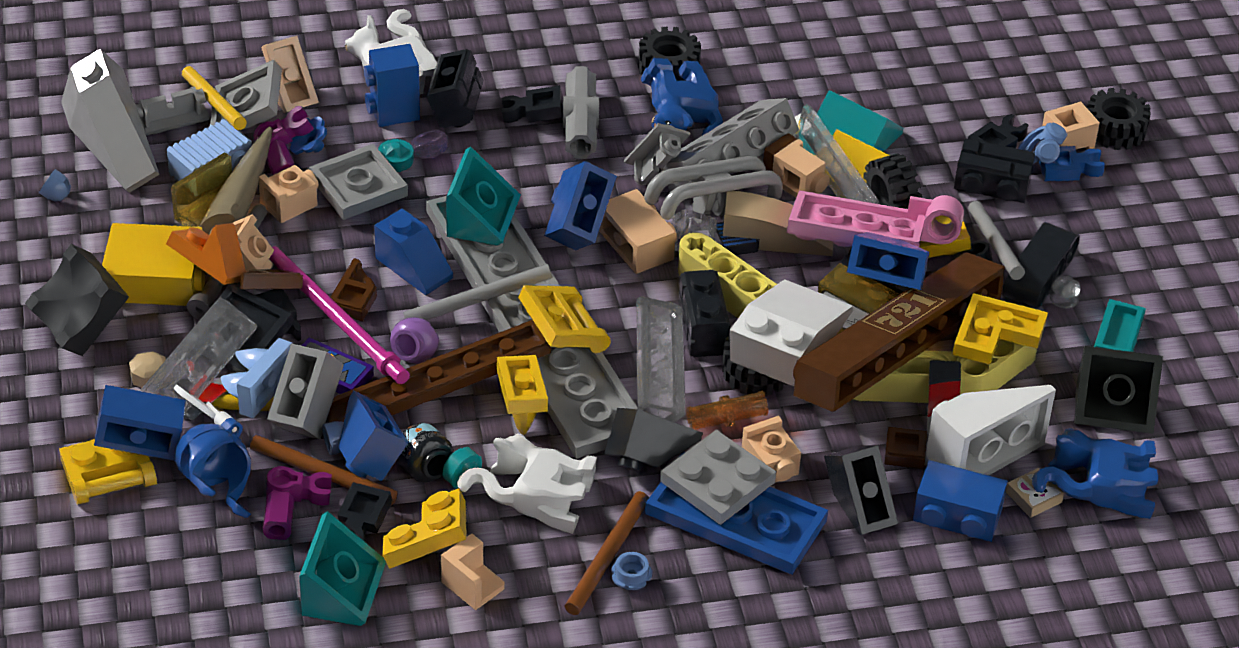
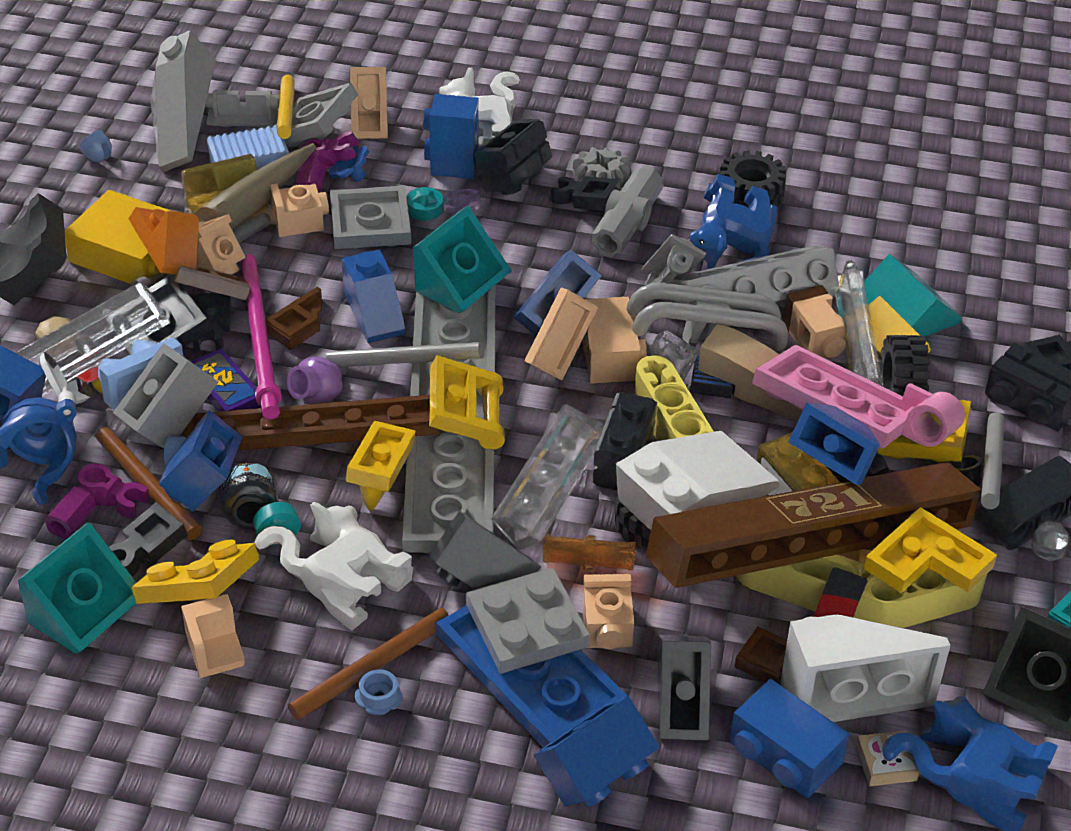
camera: 25 degrees right, 0 degrees up
(517, 84) = (591, 165): none -> light grey gear
(602, 237) = (561, 333): none -> light nougat tile
(831, 557) = (597, 753): none -> blue brick

